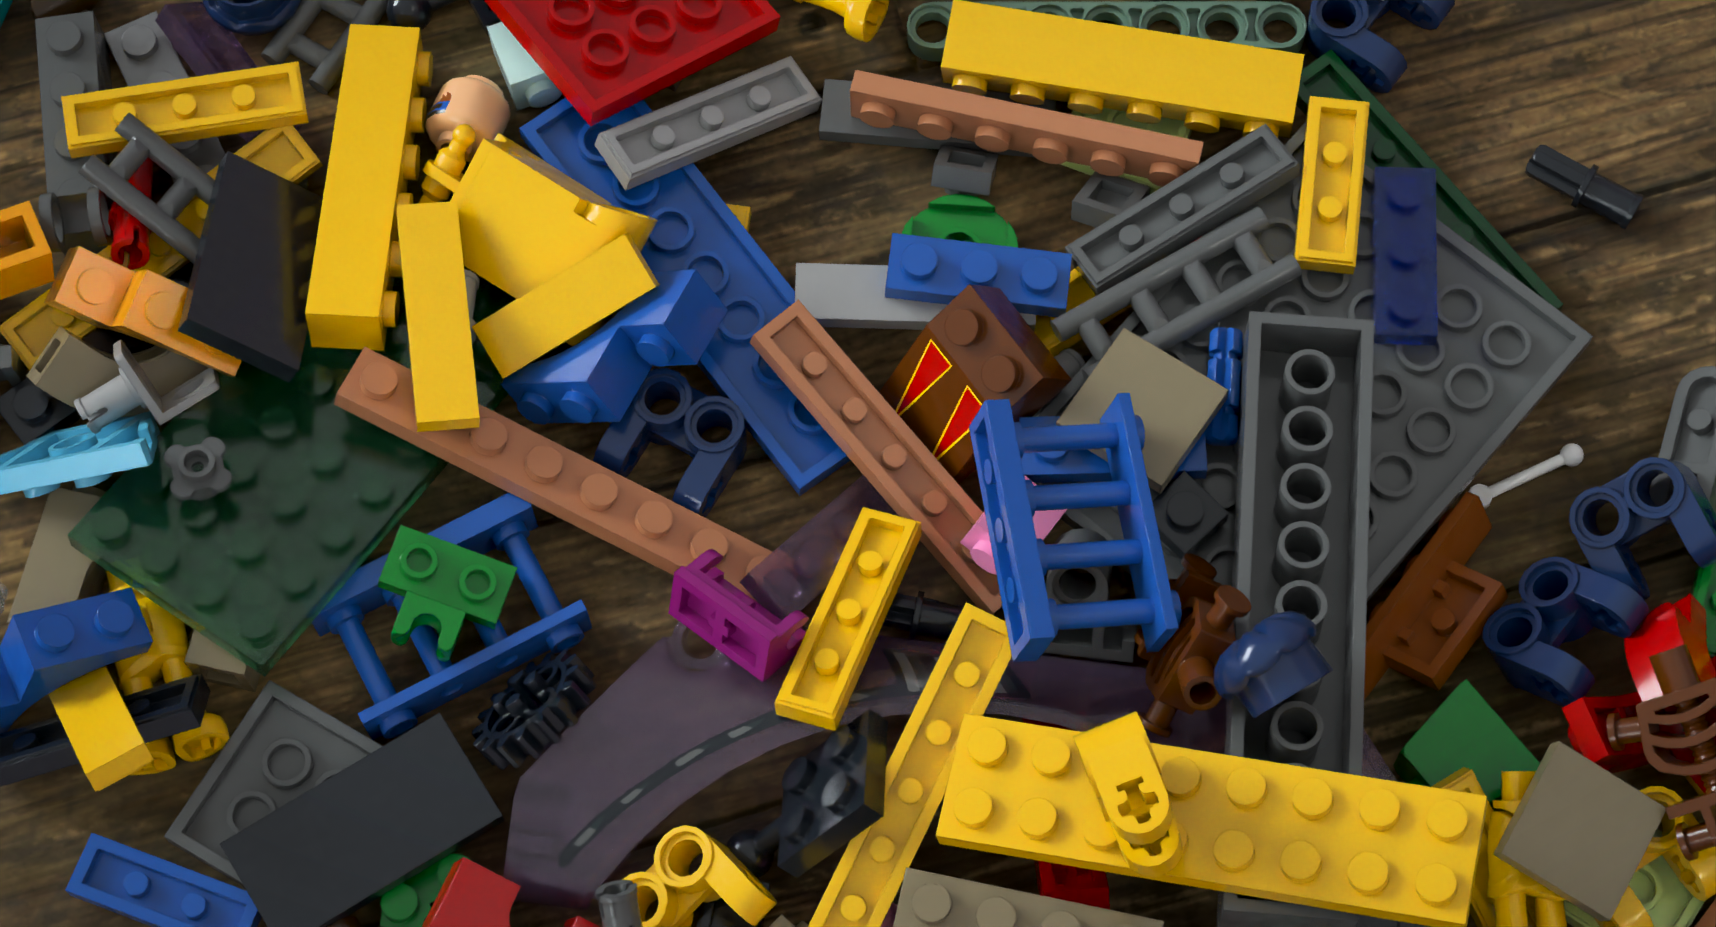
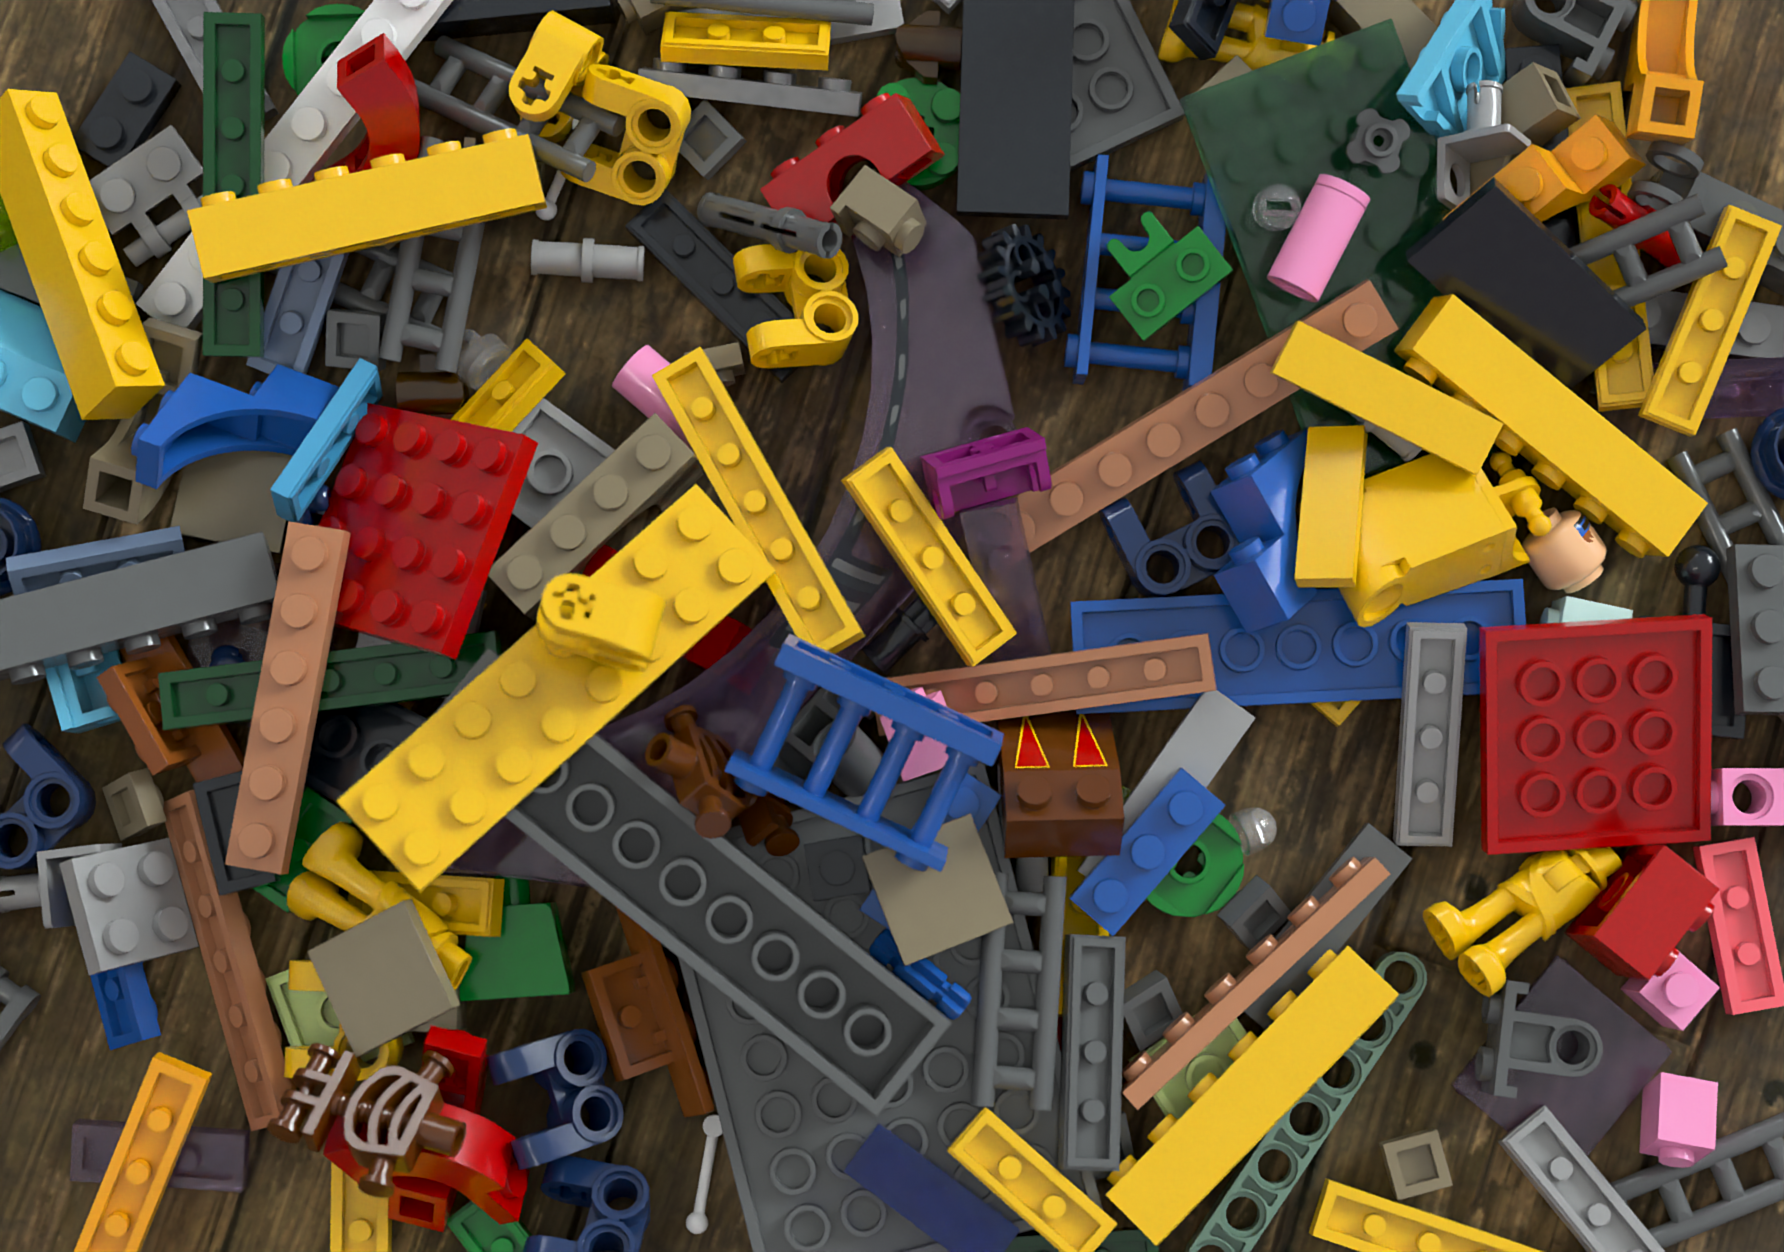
camera: 115 degrees right, 15 degrees up
(305, 525) = (1276, 219): none -> clear hinge
(324, 462) = (1318, 238): none -> bright pink pin
(554, 872) = (879, 213): none -> dark tan brick
(825, 800) = (796, 444): black plate -> none
(890, 215) = (1255, 829): none -> clear hinge
(1270, 663) = (635, 810): dark blue piece -> none

